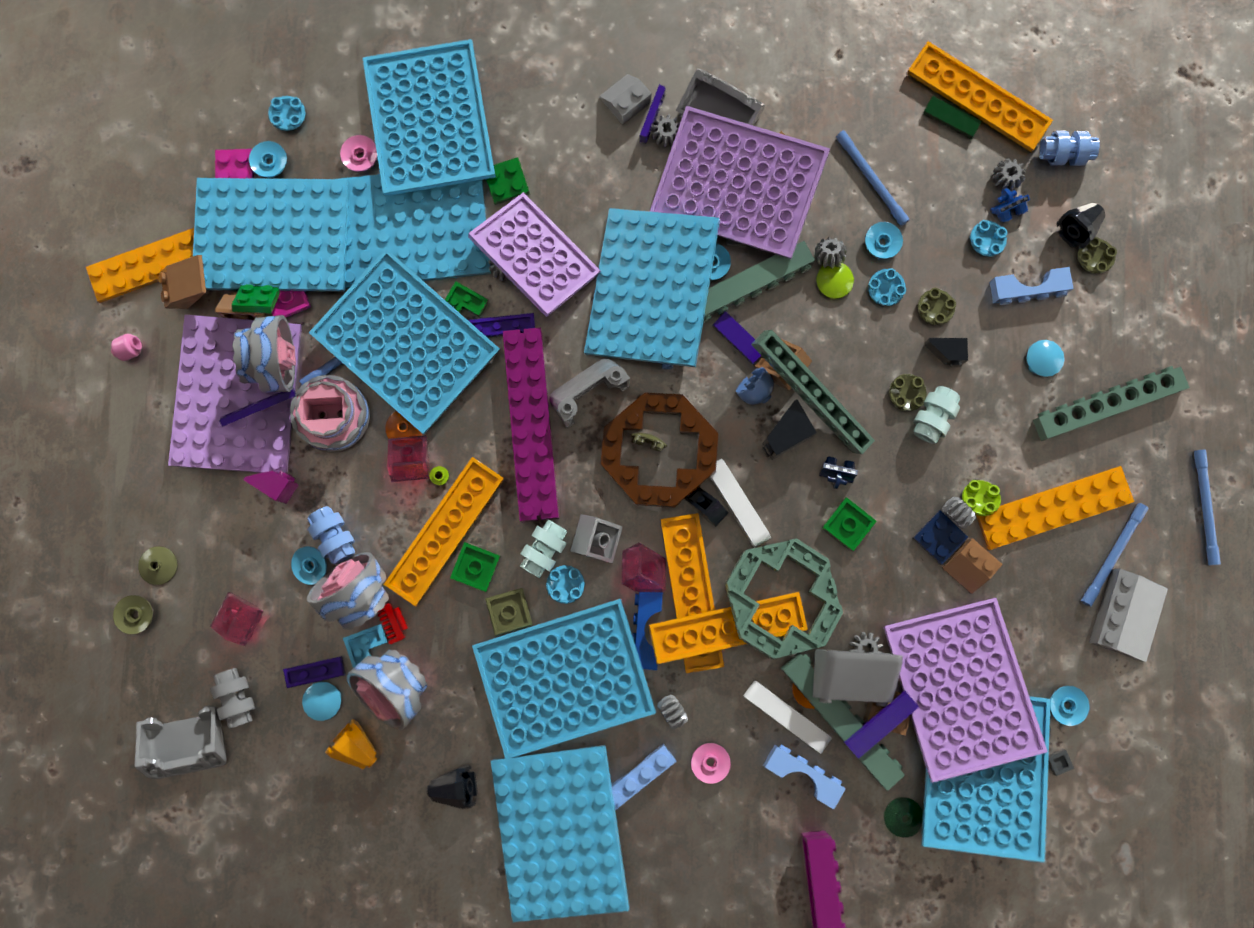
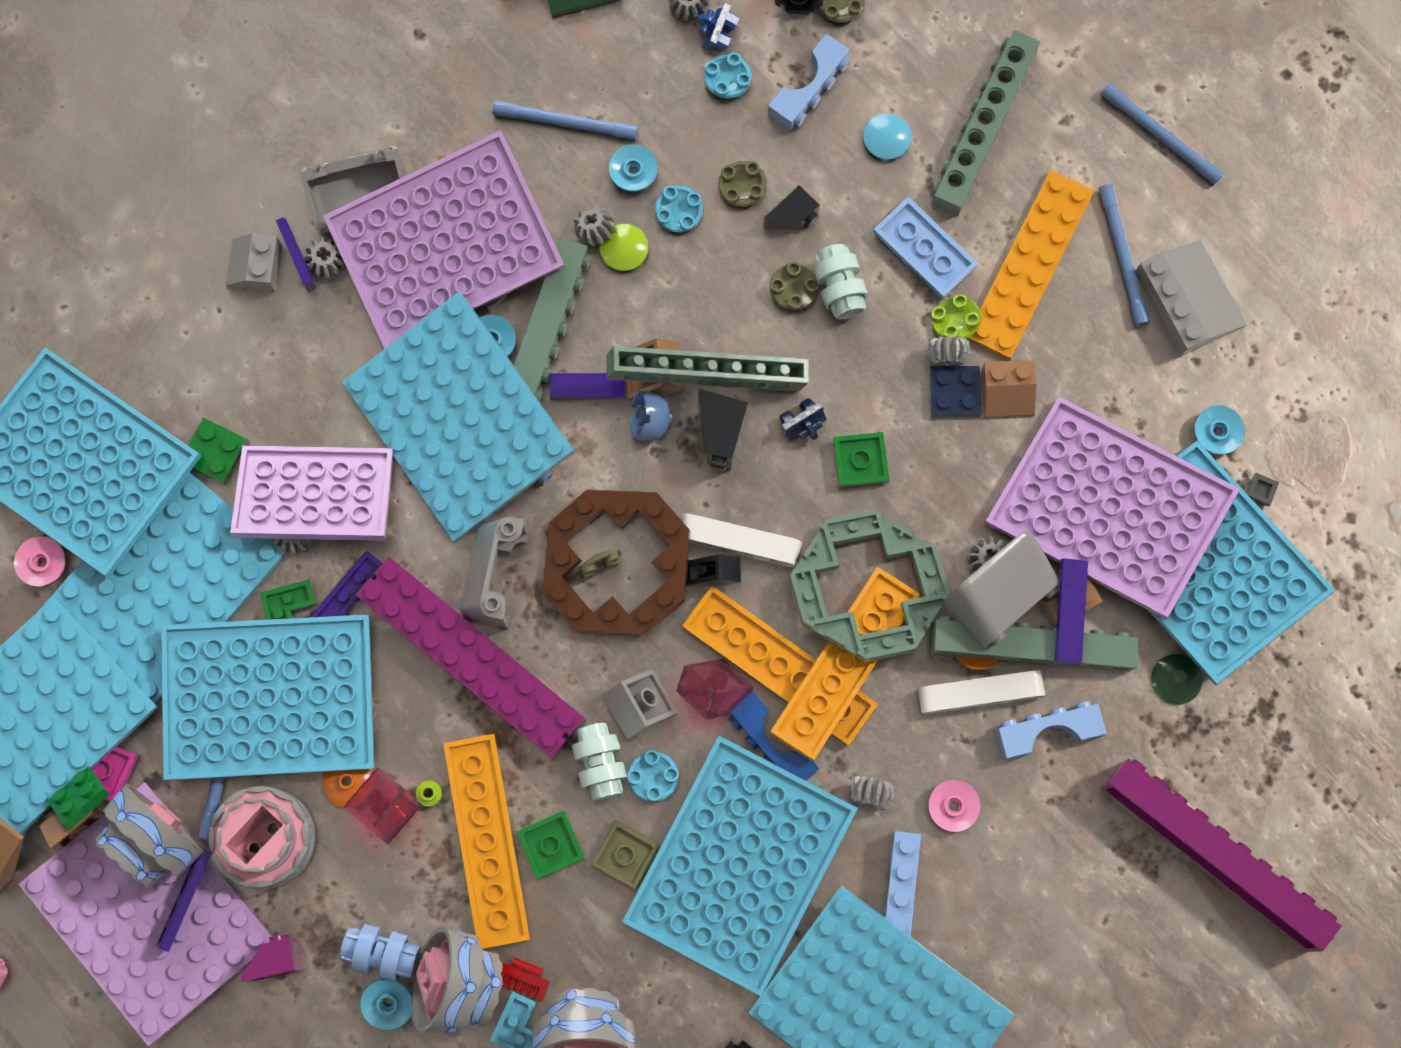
camera: 45 degrees left, 5 degrees down
(1004, 441) = (925, 247): none -> light blue plate

